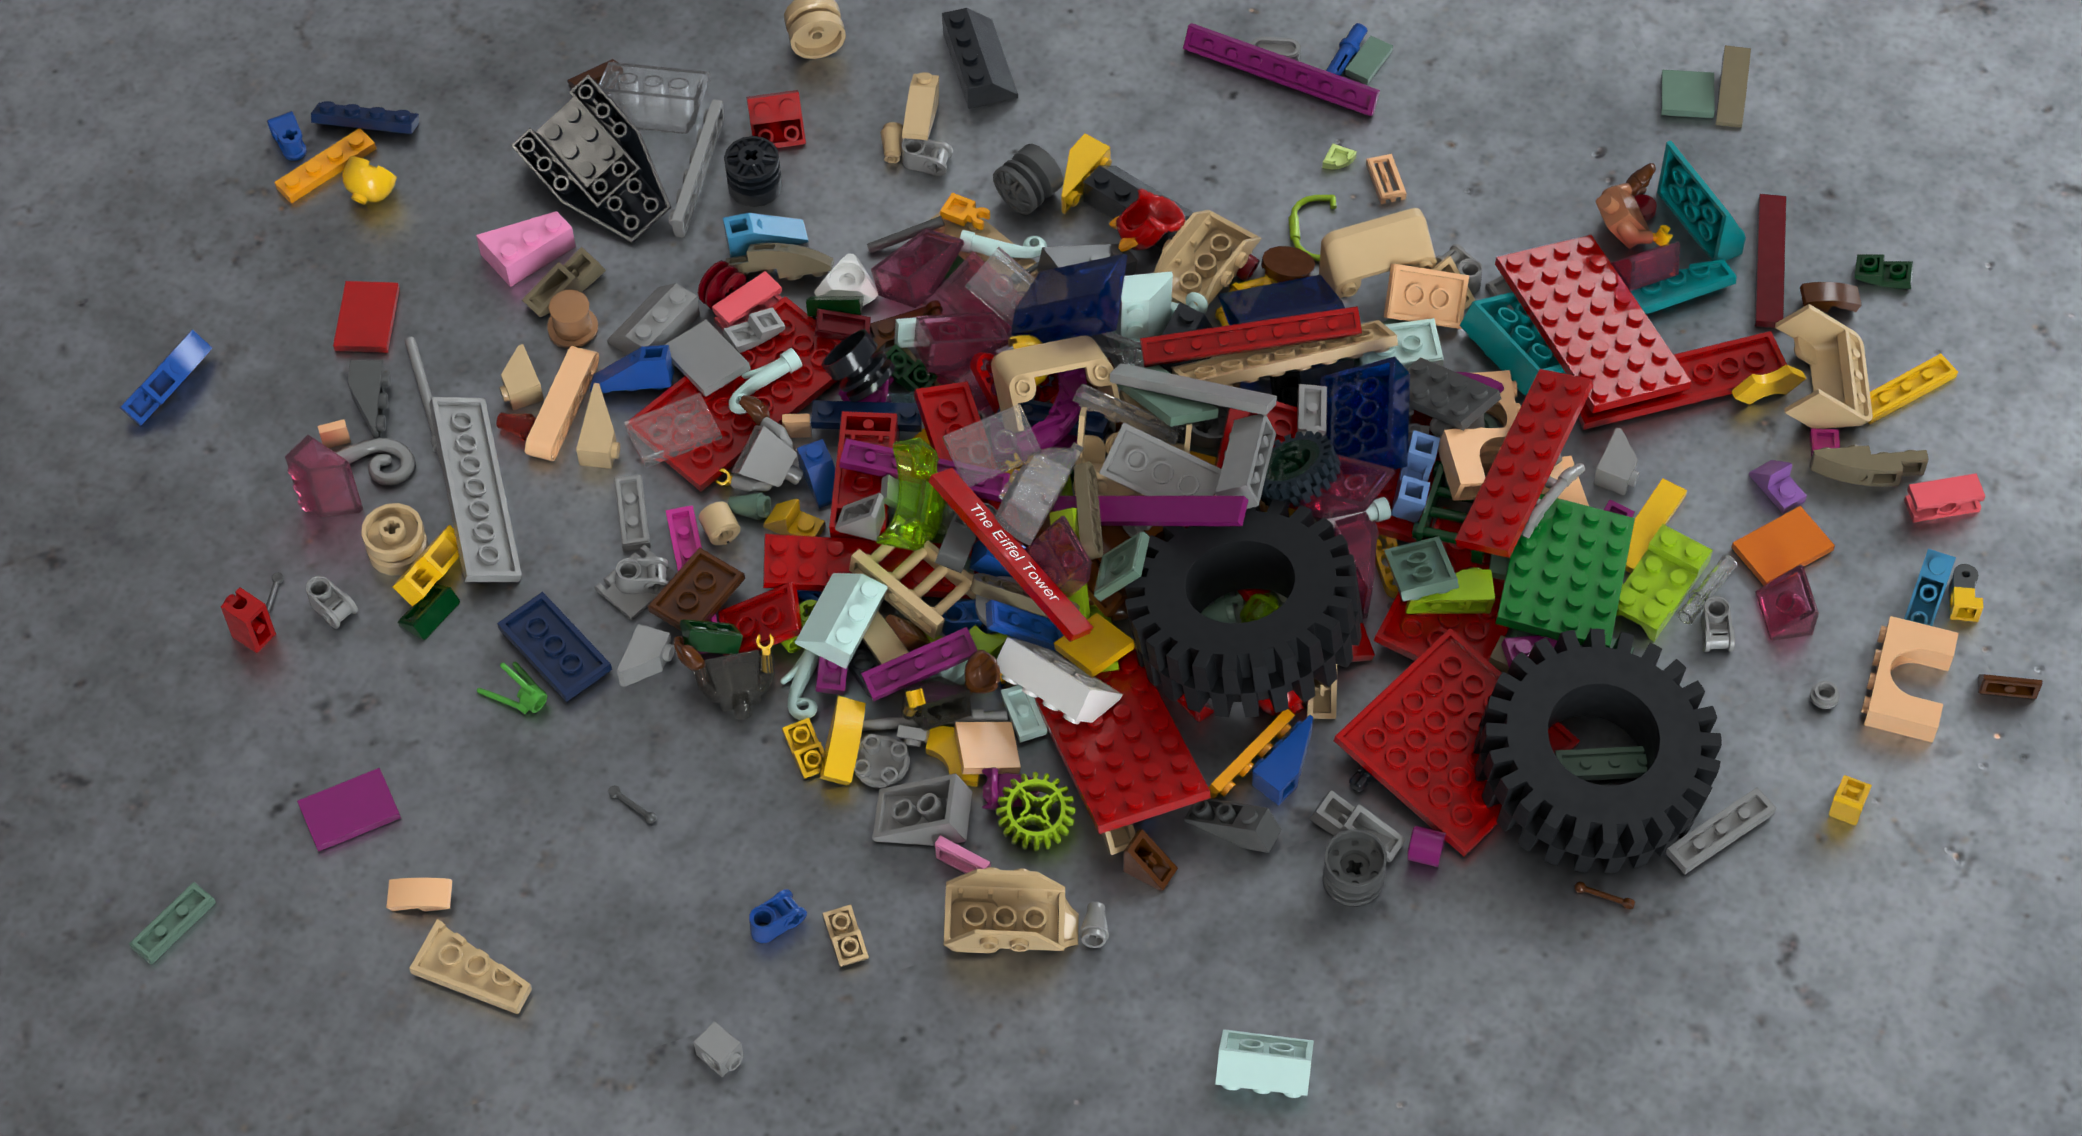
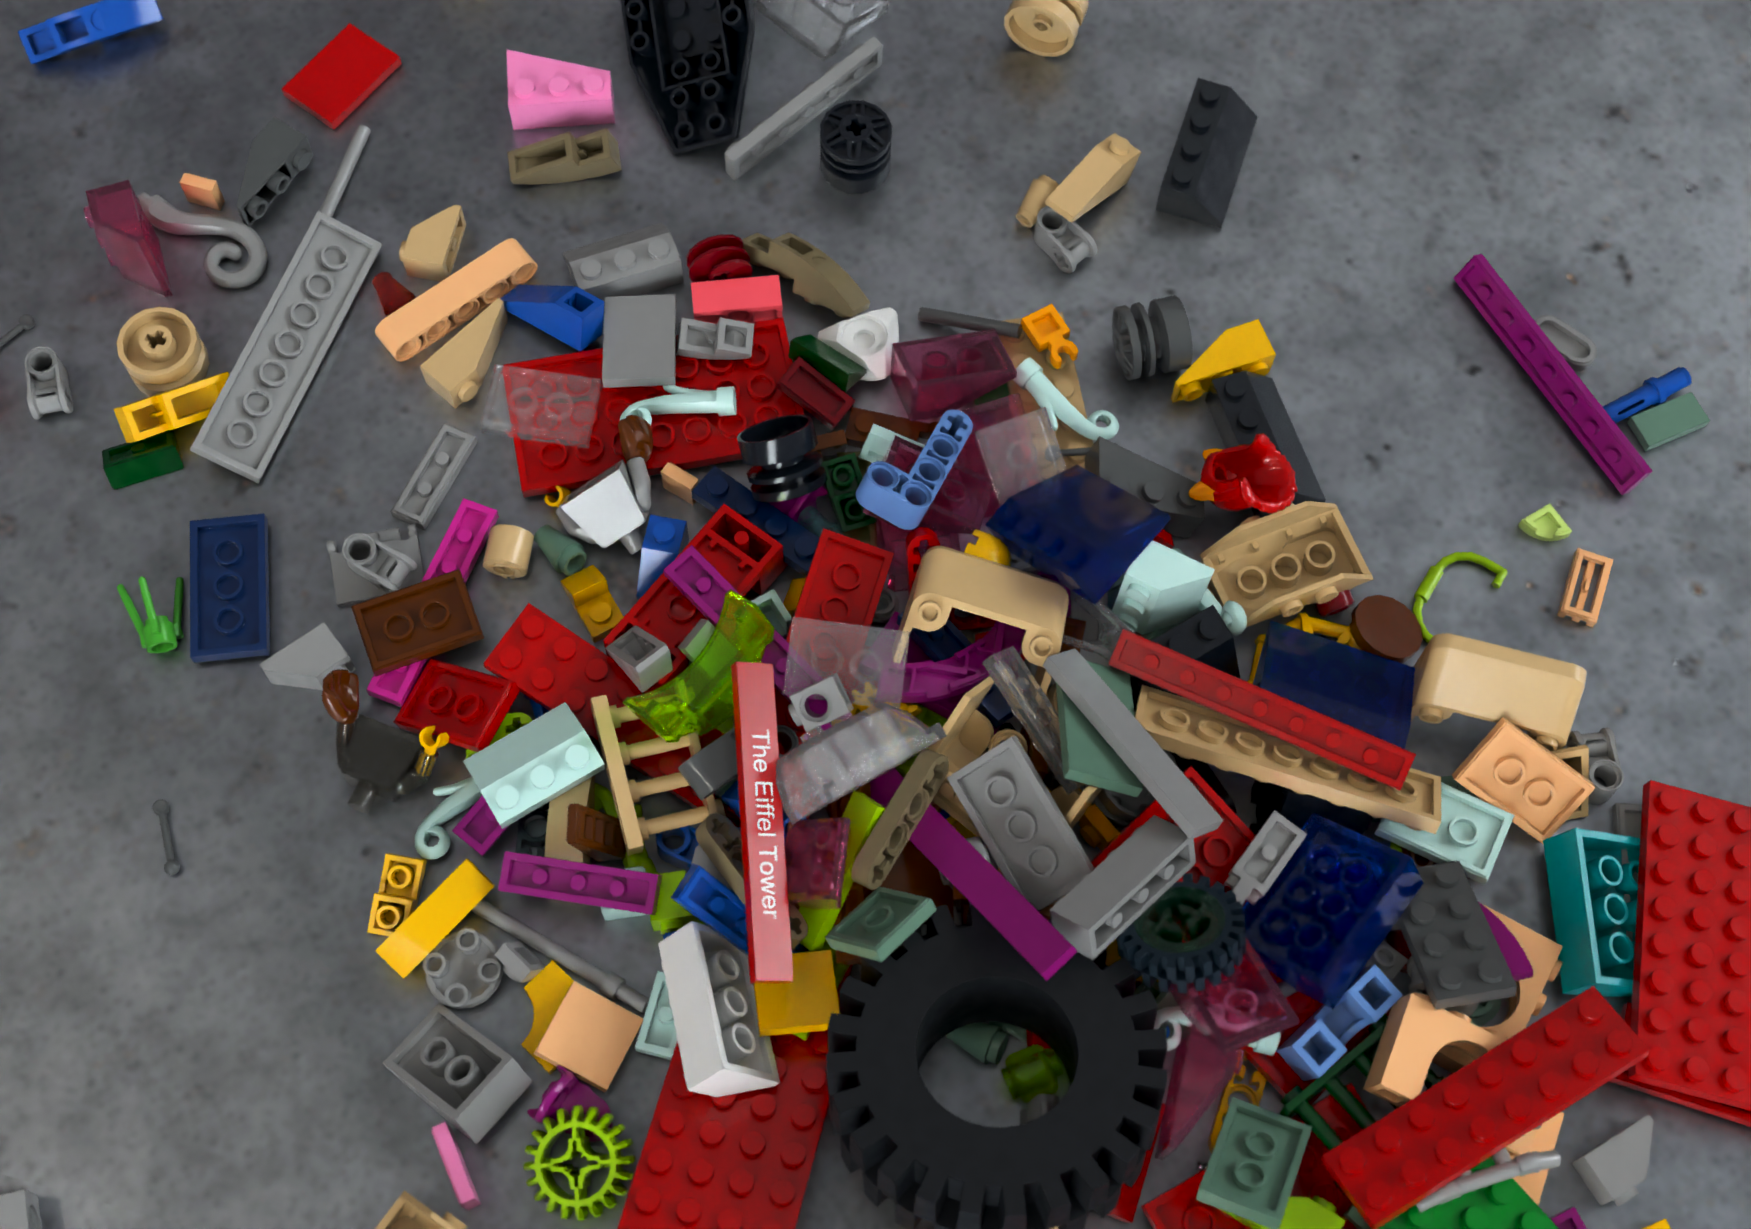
camera: 30 degrees right, 10 degrees up
(571, 320) = (537, 207): medium nougat piece -> none
(711, 636) = (384, 690): dark green slope -> none
(759, 228) = (816, 224): dark azure slope -> none
(777, 118) = (929, 99): red slope -> none
(779, 912) = (209, 1092): blue piece -> none
(845, 935) = (261, 1171): tan slope -> none
(944, 701) = (577, 943): clear smoke torso -> none
(956, 333) = (907, 497): none -> medium blue beam
(1003, 465) = (834, 693): none -> light grey brick

